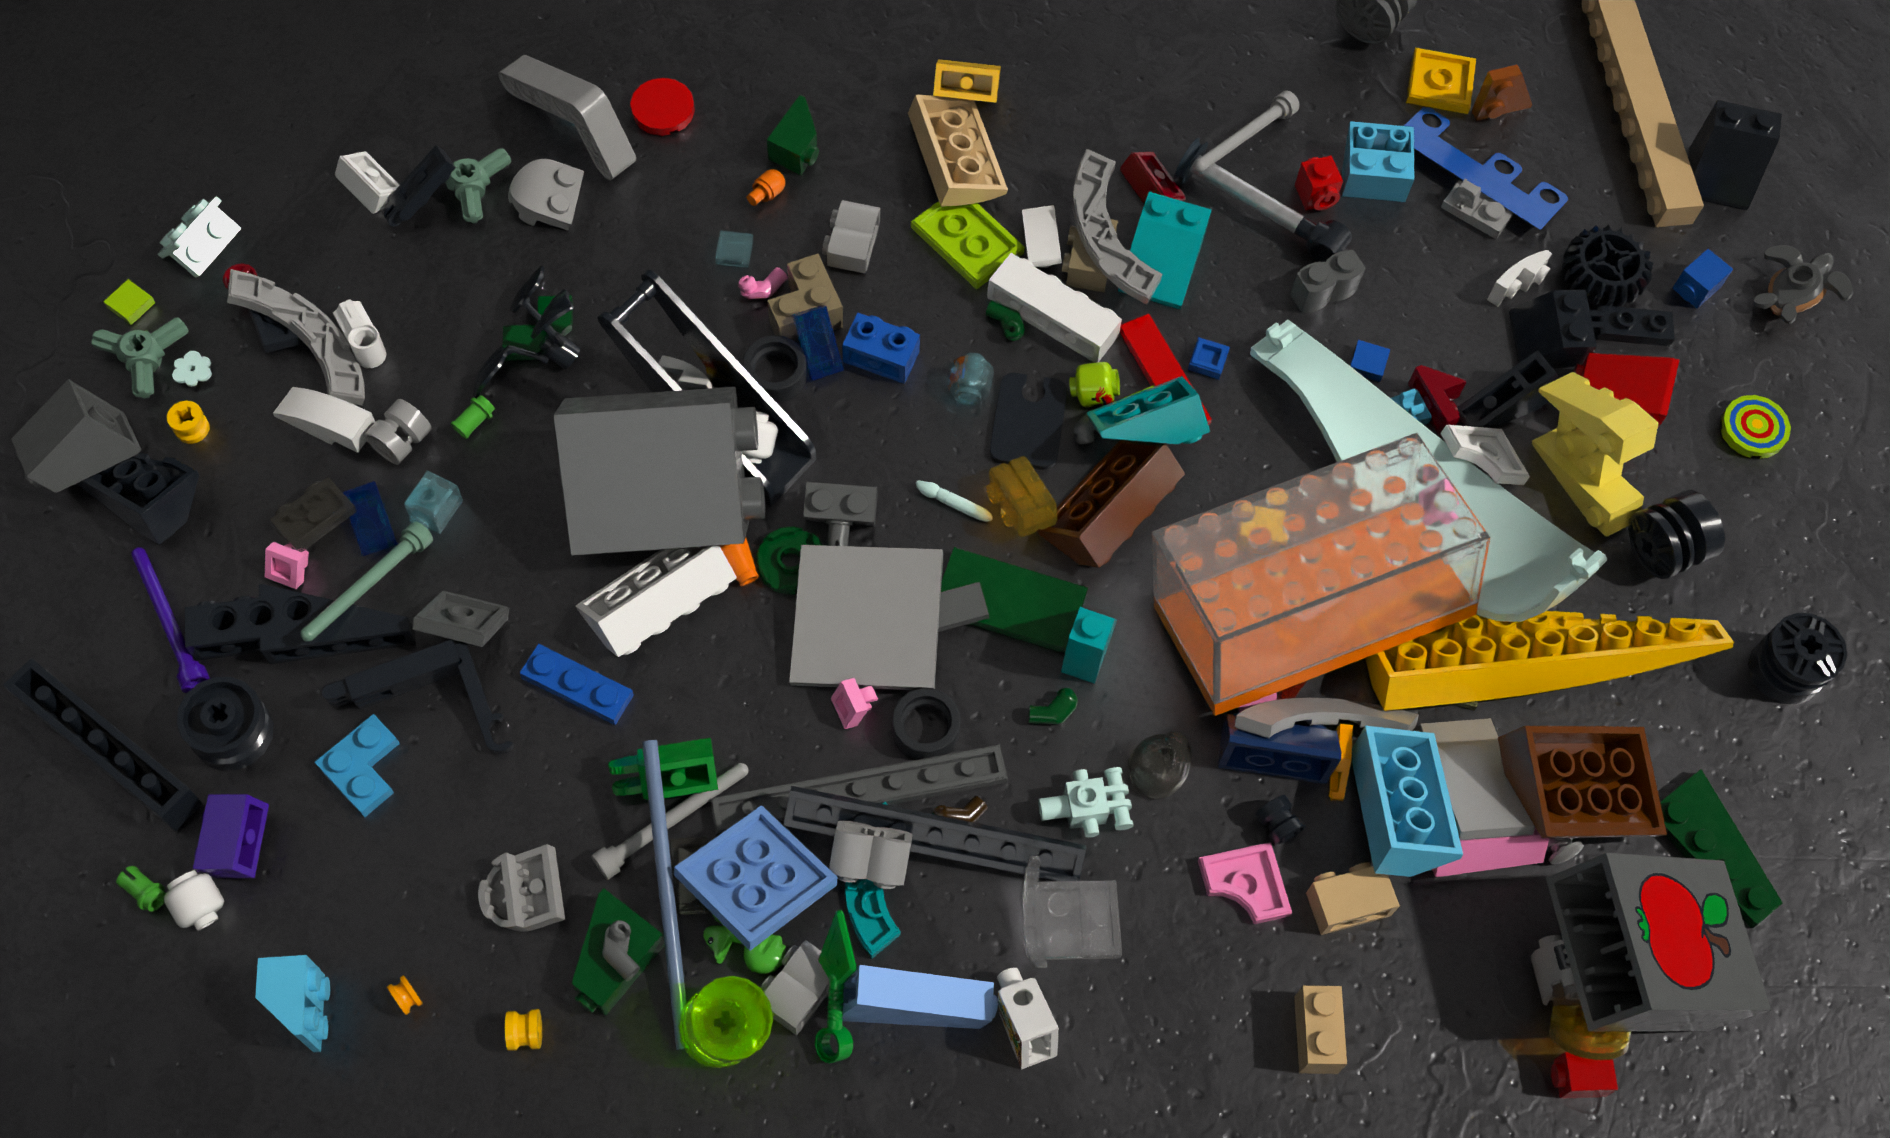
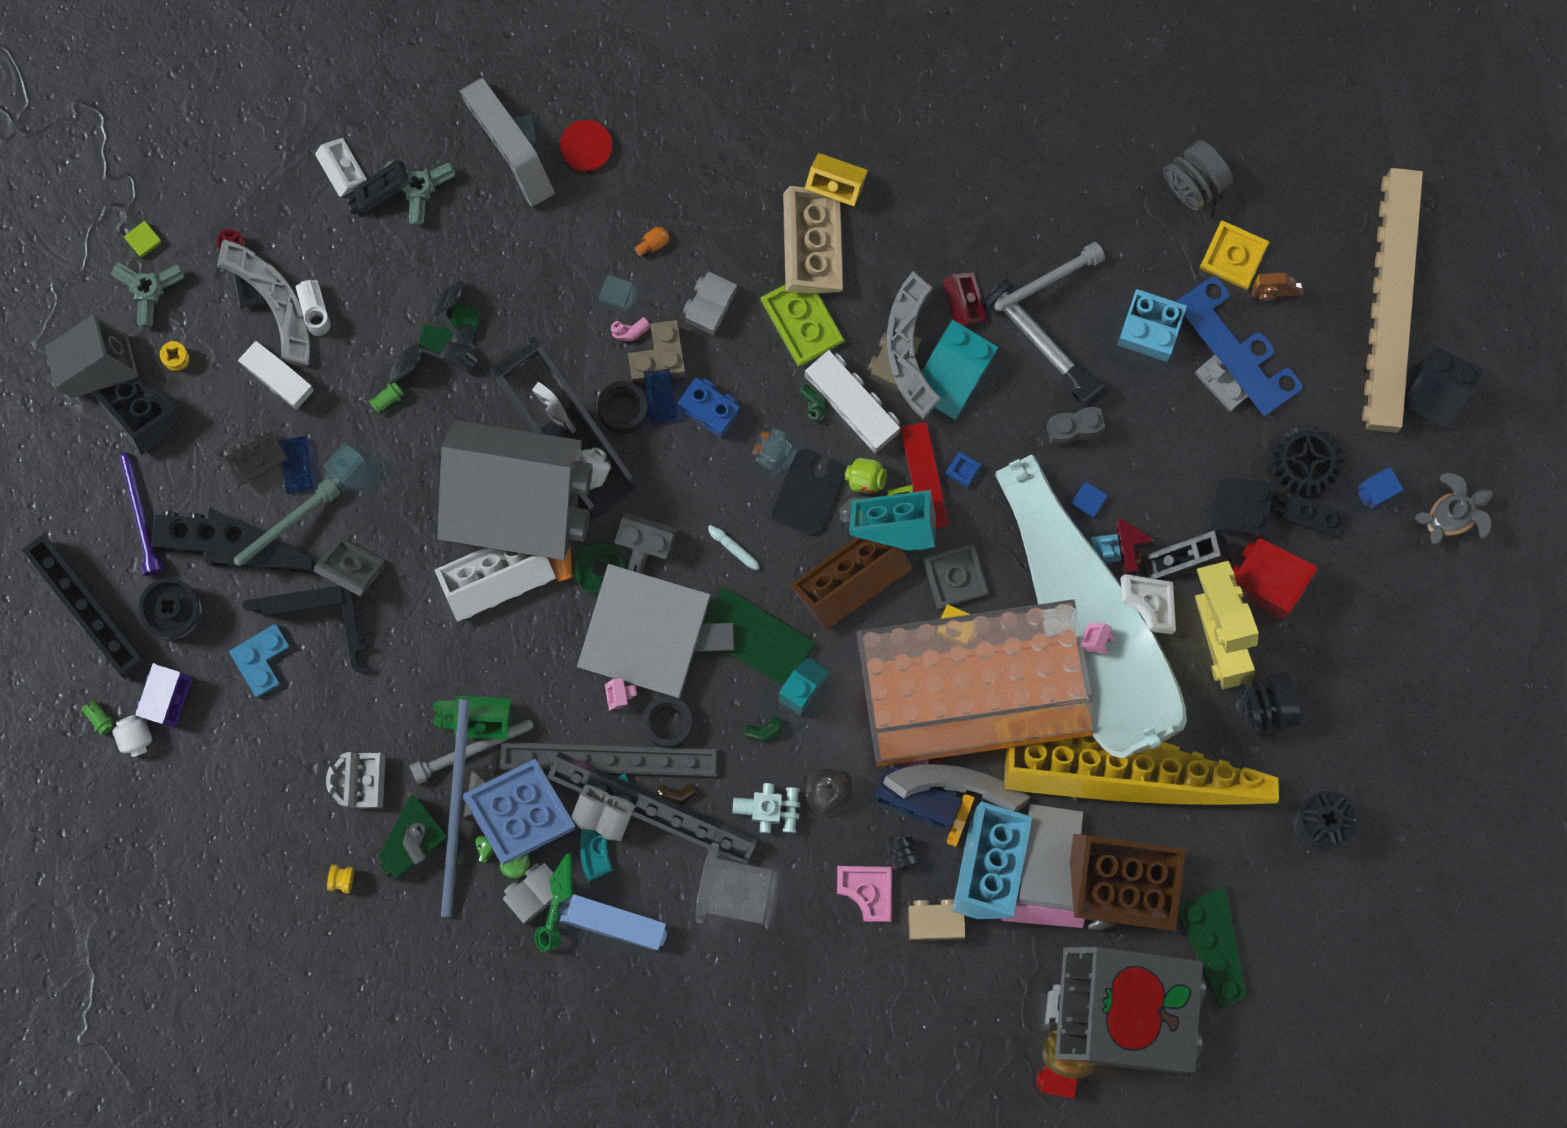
camera: 15 degrees right, 15 degrees up
(192, 369) = (183, 302): light aqua plant -> none
(200, 238) = (202, 194): light aqua bracket -> none
(285, 564) = (230, 492): bright pink tile -> none
(295, 995) = (191, 823): medium azure slope -> none
(395, 434) = (328, 401): light grey wheel -> none
(404, 995) = (264, 835): light orange bush -> none
(546, 192) = (478, 210): light grey slope -> none
(576, 684) = (423, 632): blue plate -> none
(741, 1007) = (482, 923): clear neon green wheel -> none
(794, 139) = (684, 203): dark green slope -> none
(1022, 497) = (783, 560): clear yellow brick -> none
(1026, 1018) = (682, 959): white torso -> none
(1042, 236) = (859, 335): white slope -> none
(1235, 472) = (955, 576): none -> dark grey tile
(1318, 183) = (1096, 335): red brick -> none
(1320, 1029) = (884, 1008): tan brick -> none
(1520, 276) = (1239, 452): white slope -> none
(1755, 426) = (1375, 623): lime tile -> none

